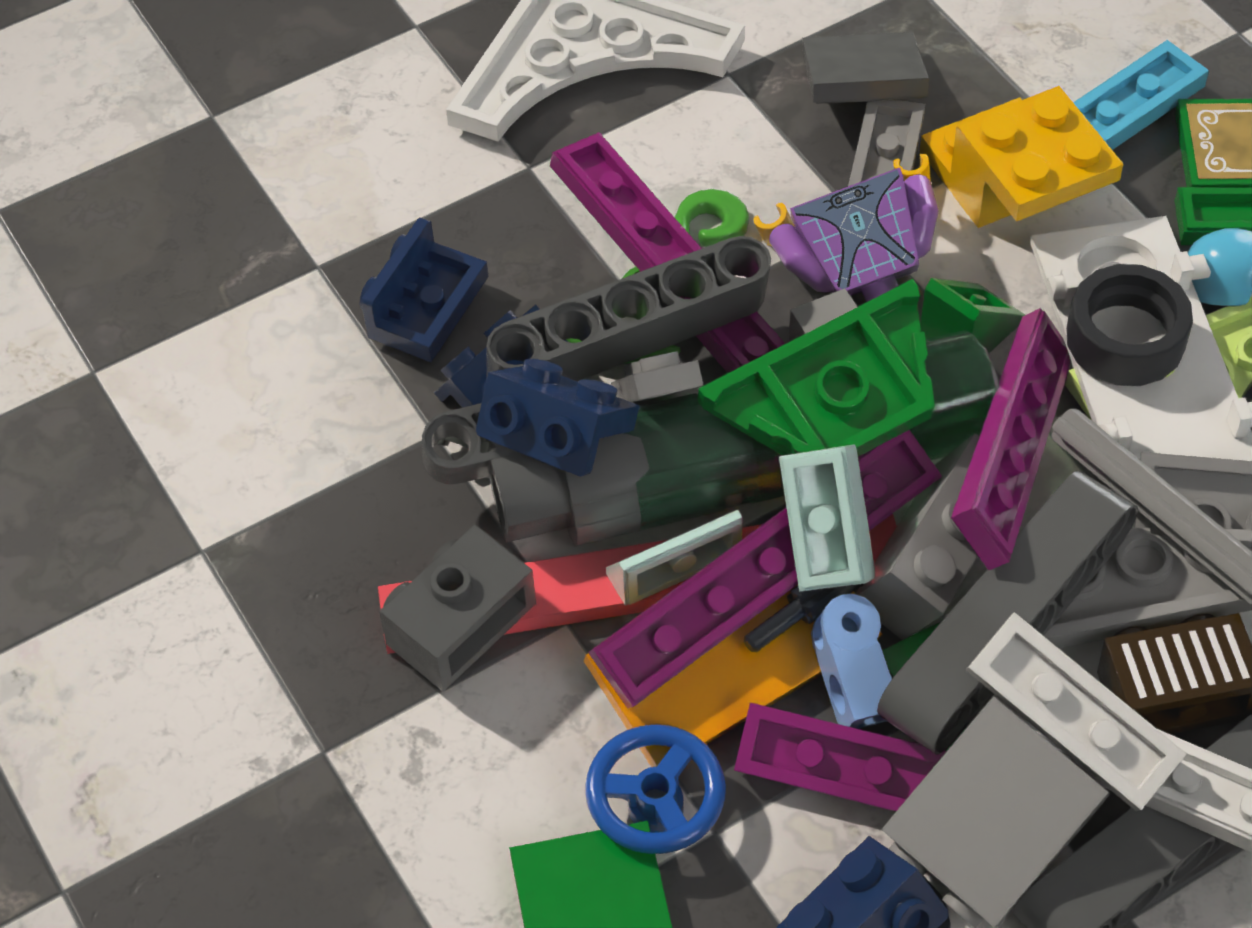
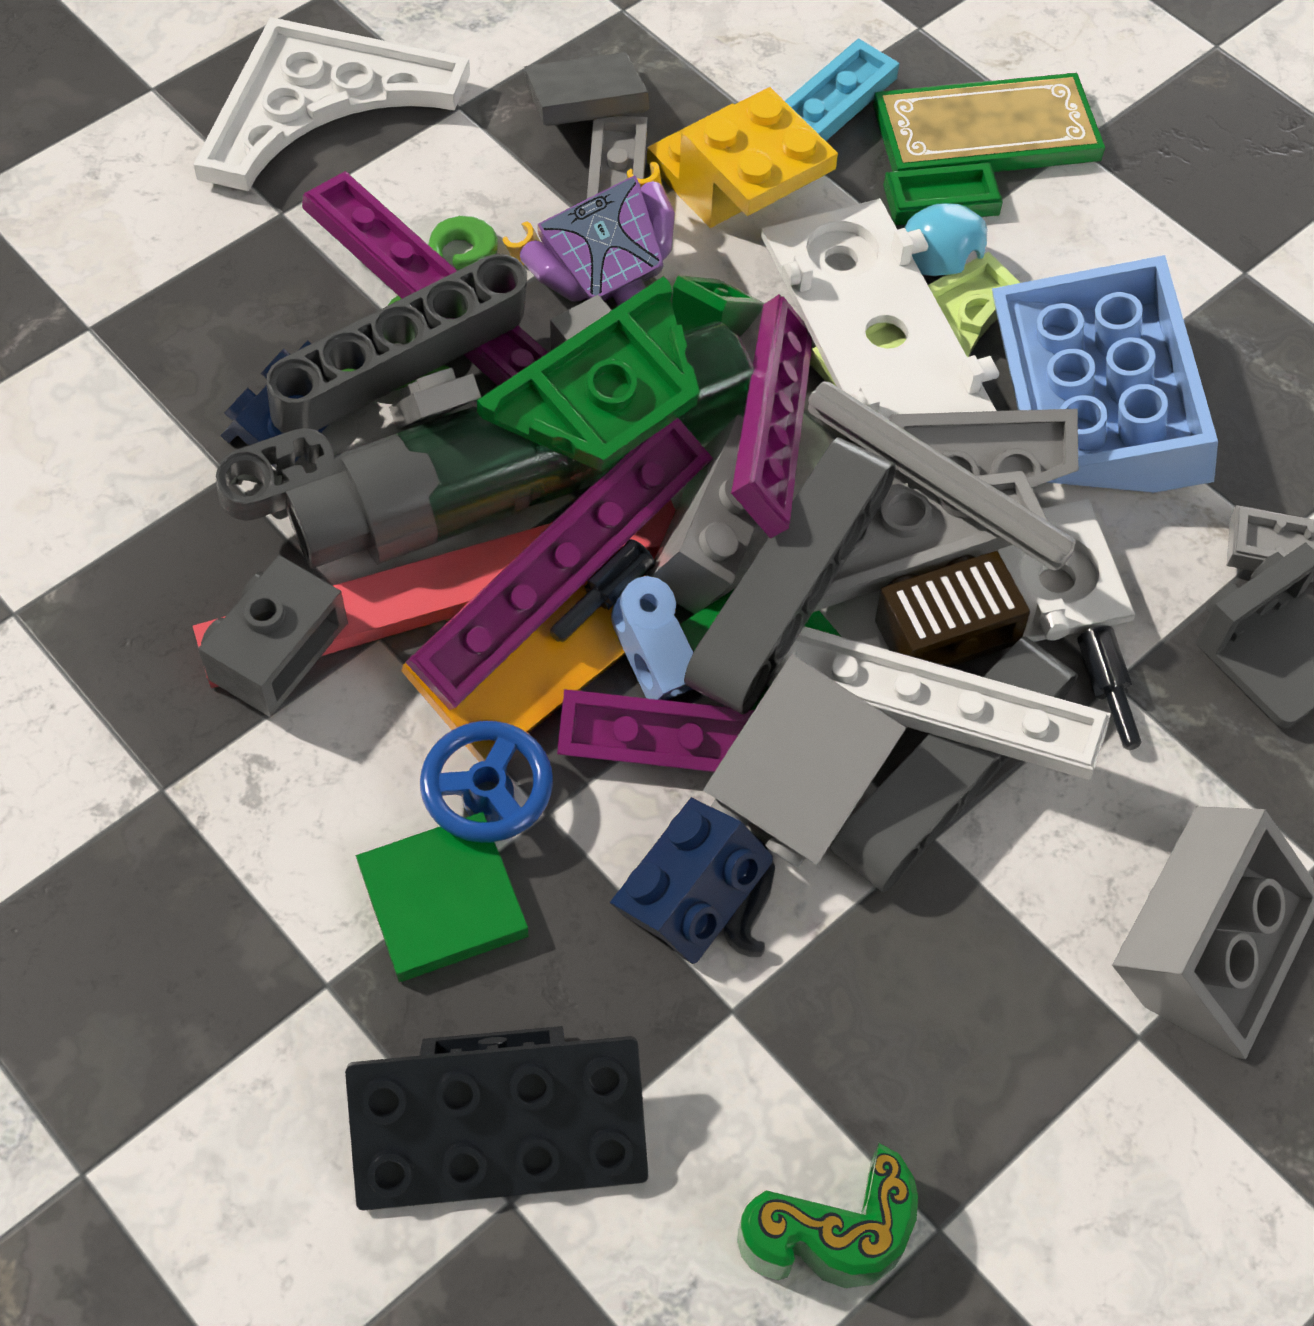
camera: 15 degrees left, 5 degrees up
(420, 293) = (193, 342): dark blue bracket -> none
(552, 415) = (339, 442): dark blue bracket -> none
(674, 559) = (474, 564): light aqua slope -> none
(827, 518) = (614, 508): light aqua slope -> none
(1076, 712) = (866, 658): white plate -> none
(1134, 287) = (871, 267): black tyre -> none

